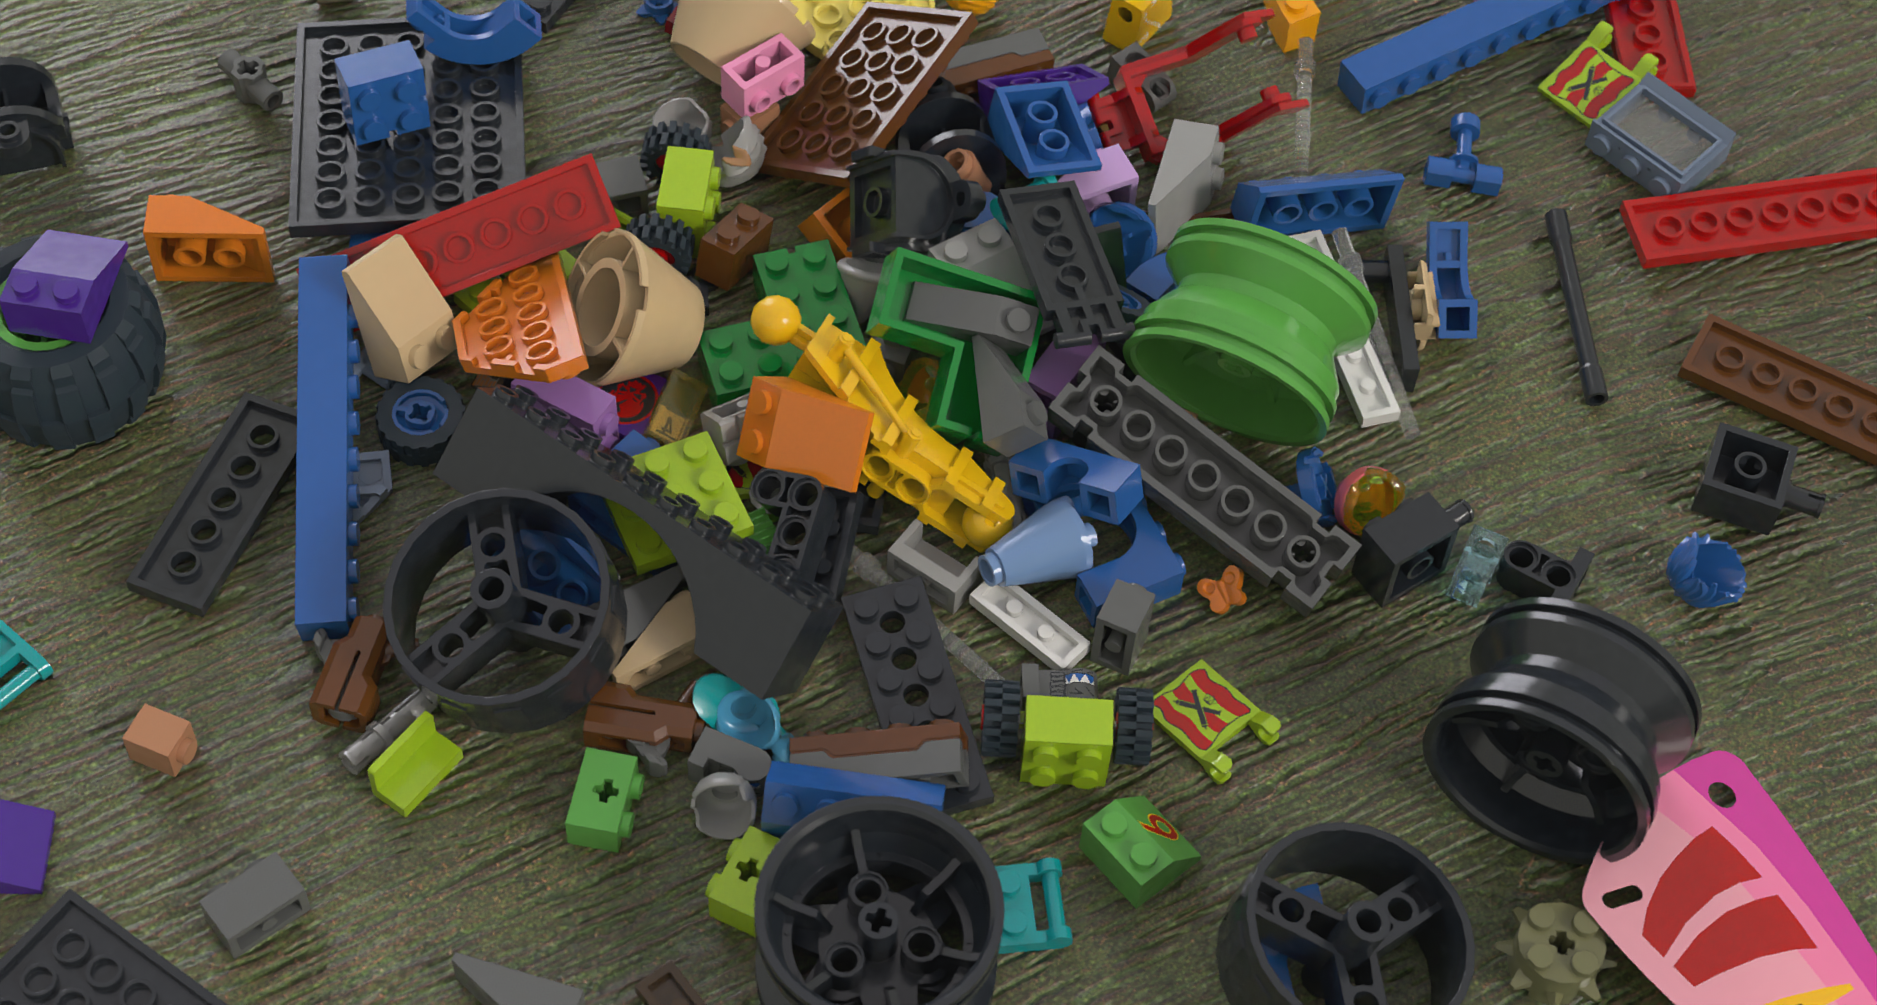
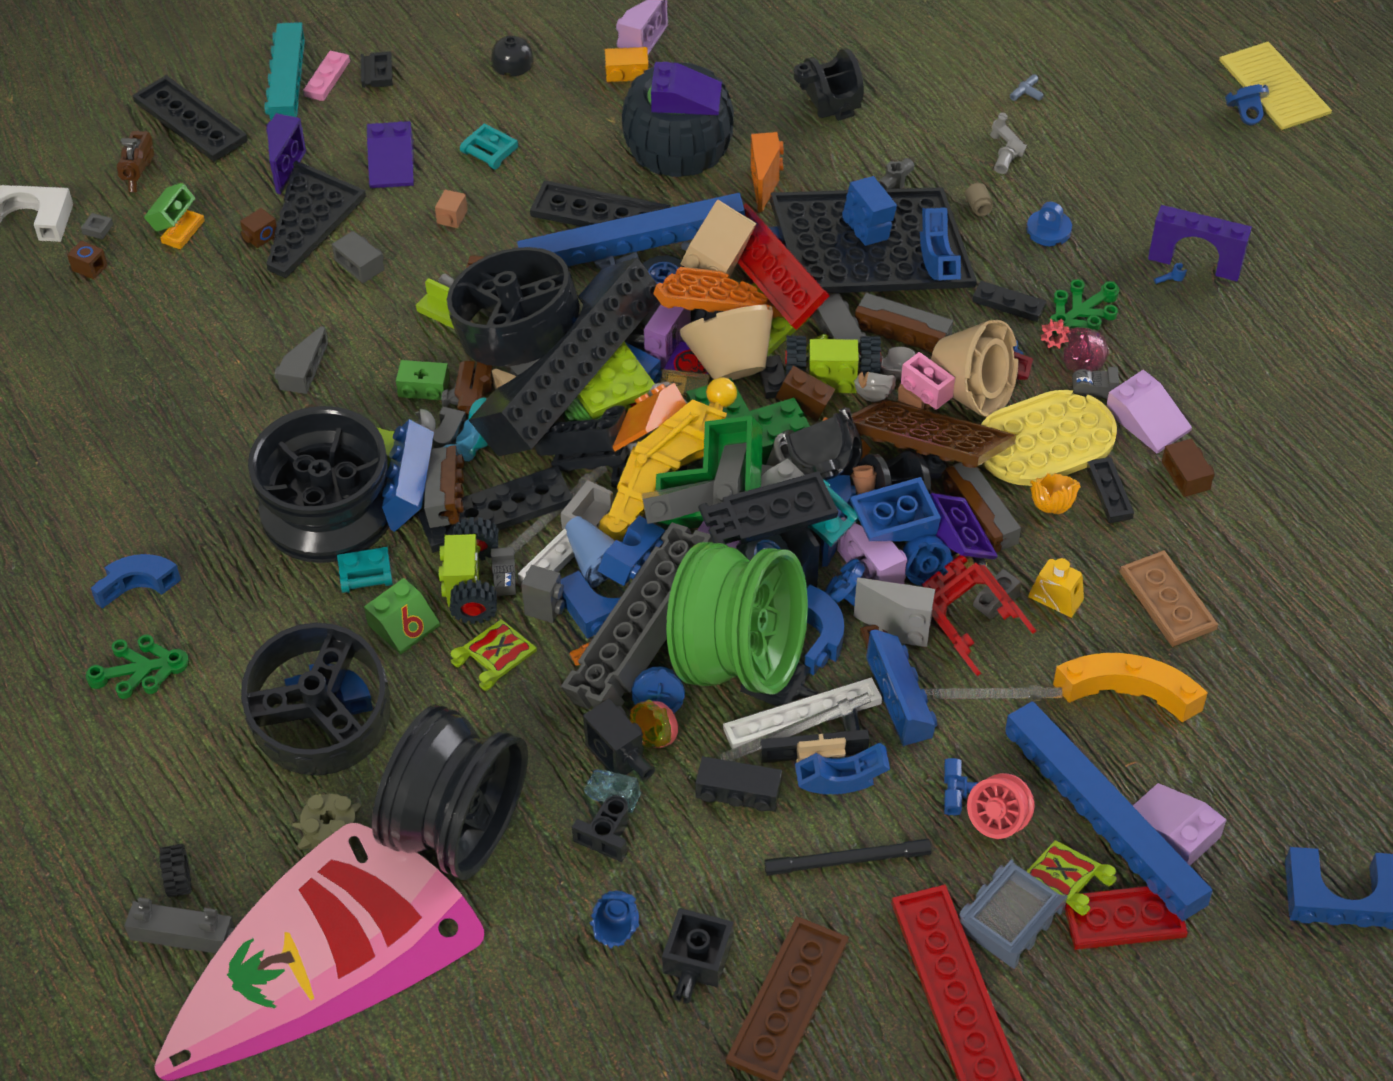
camera: 90 degrees right, 5 degrees down
(595, 109) = (902, 322): none -> reddish brown piece
(1467, 413) = (738, 784): none -> black brick
(1514, 116) = (1000, 805): none -> coral wheel

